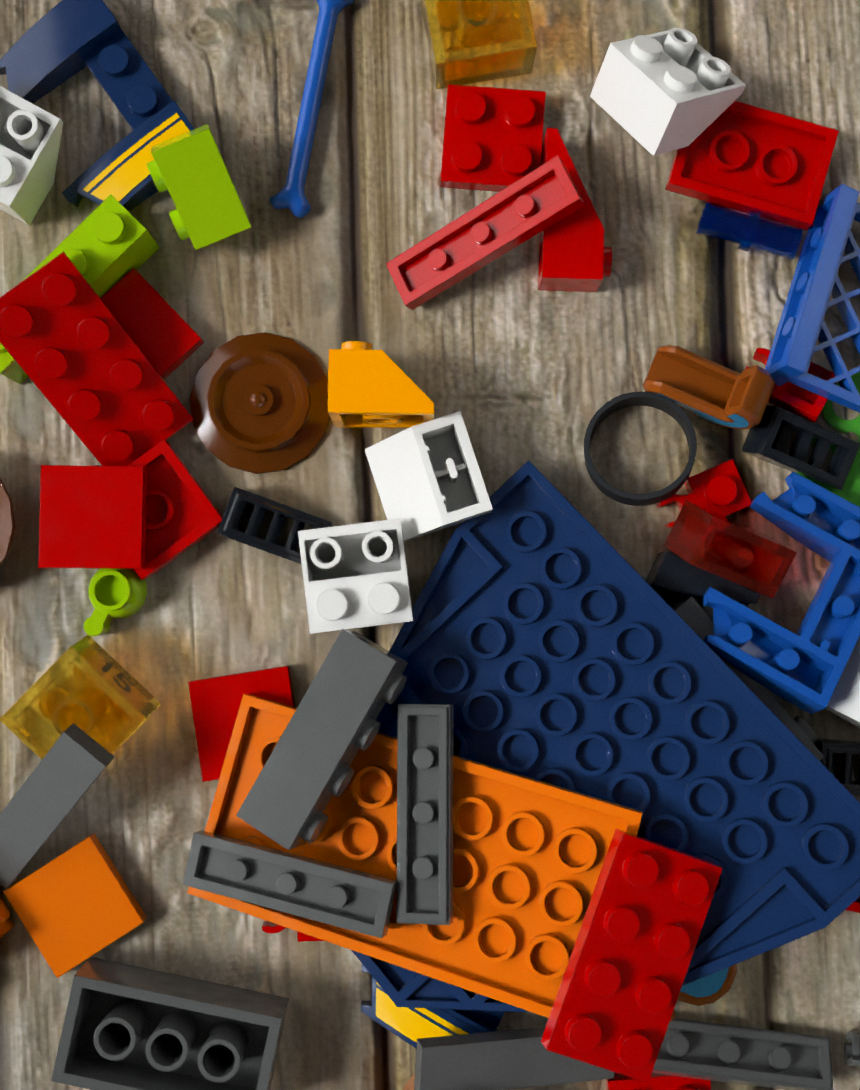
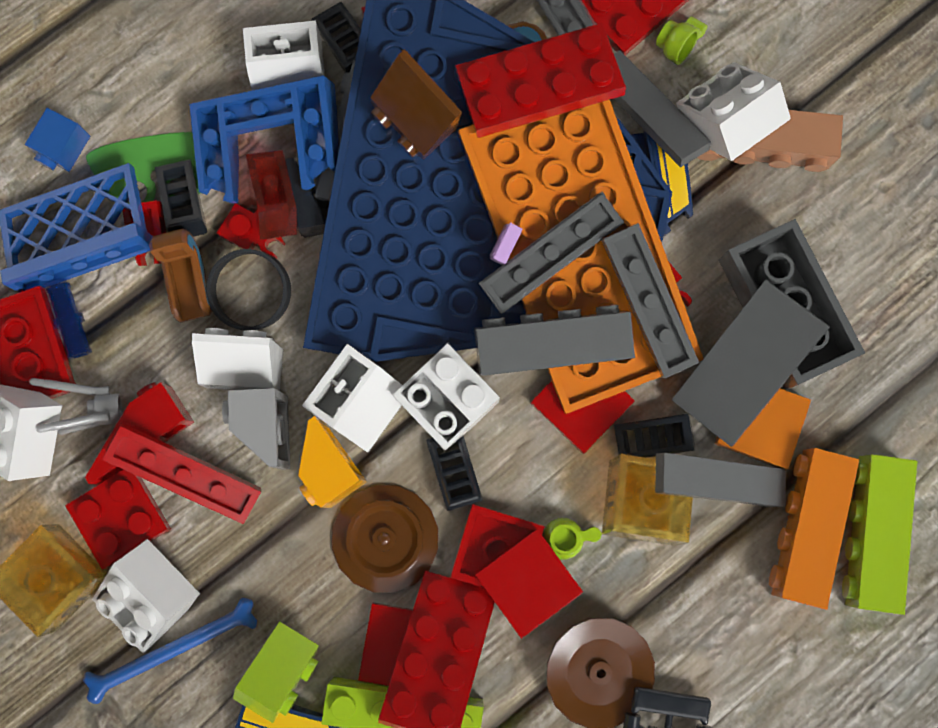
camera: 125 degrees left, 5 degrees down
(112, 799) = (685, 429): none -> black slope
(138, 944) = (750, 363): none -> dark grey tile
(386, 108) = (144, 595): none -> white slope
(469, 767) = (505, 243): none -> lavender tile
(473, 352) = (261, 423): none -> light grey slope
(568, 369) = (237, 361): none -> white slope
(620, 197) = (101, 410): none -> light grey plant
(700, 780) = (414, 107): none -> reddish brown slope

